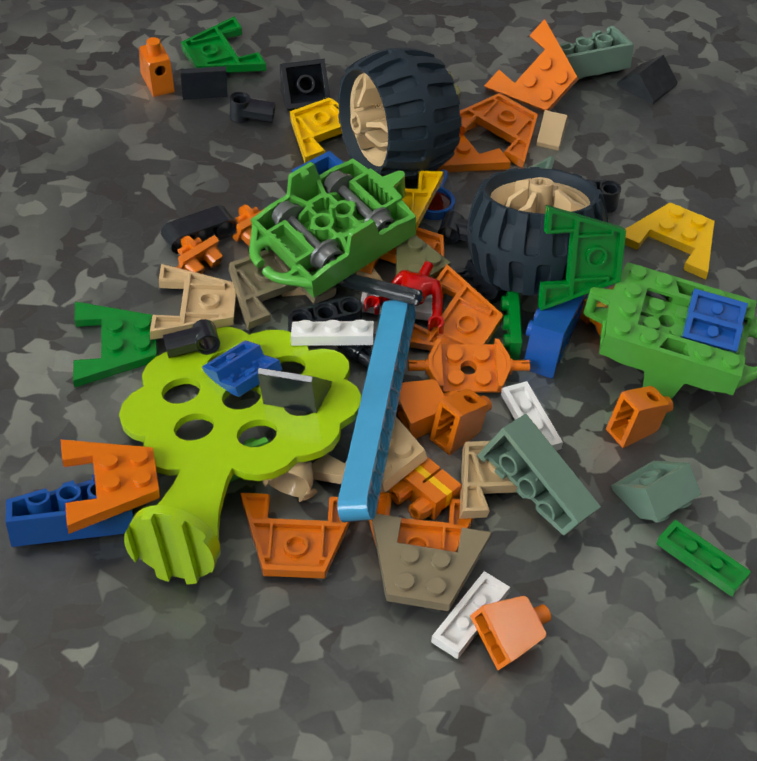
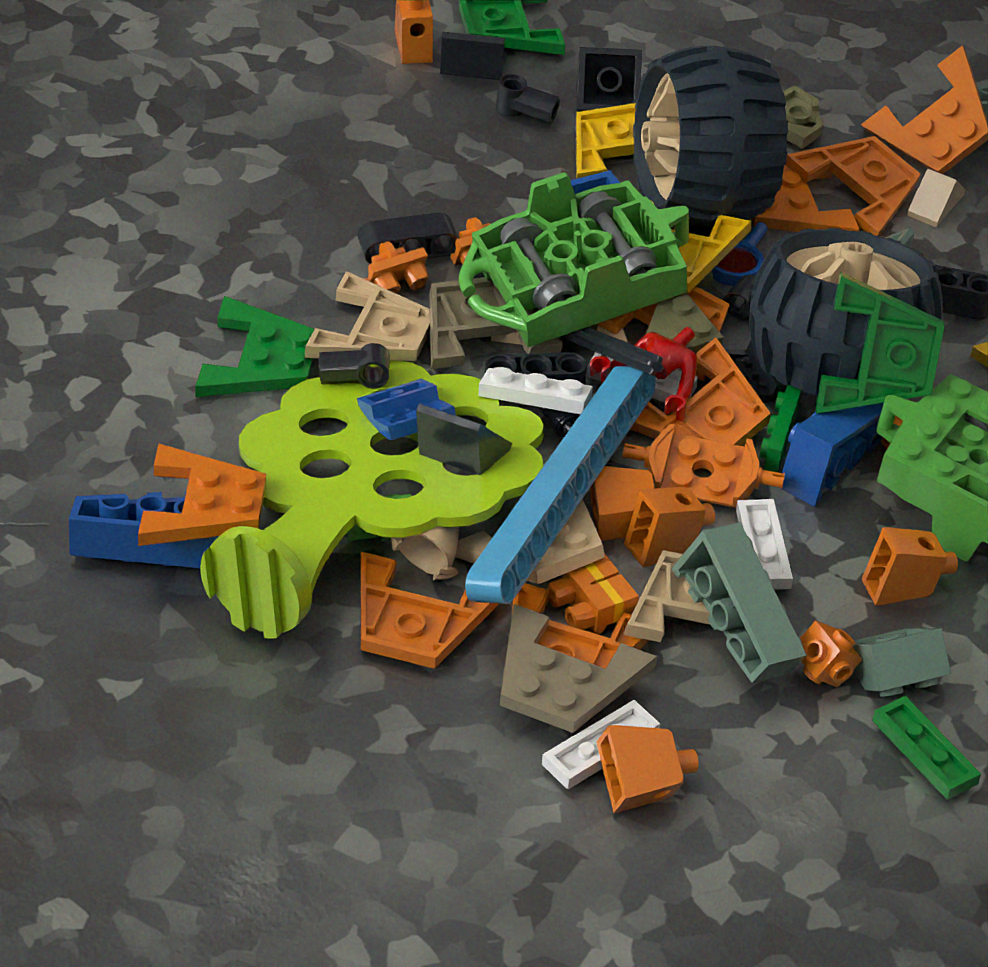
camera: 15 degrees right, 5 degrees down
(613, 498) = (828, 654): none -> orange brick

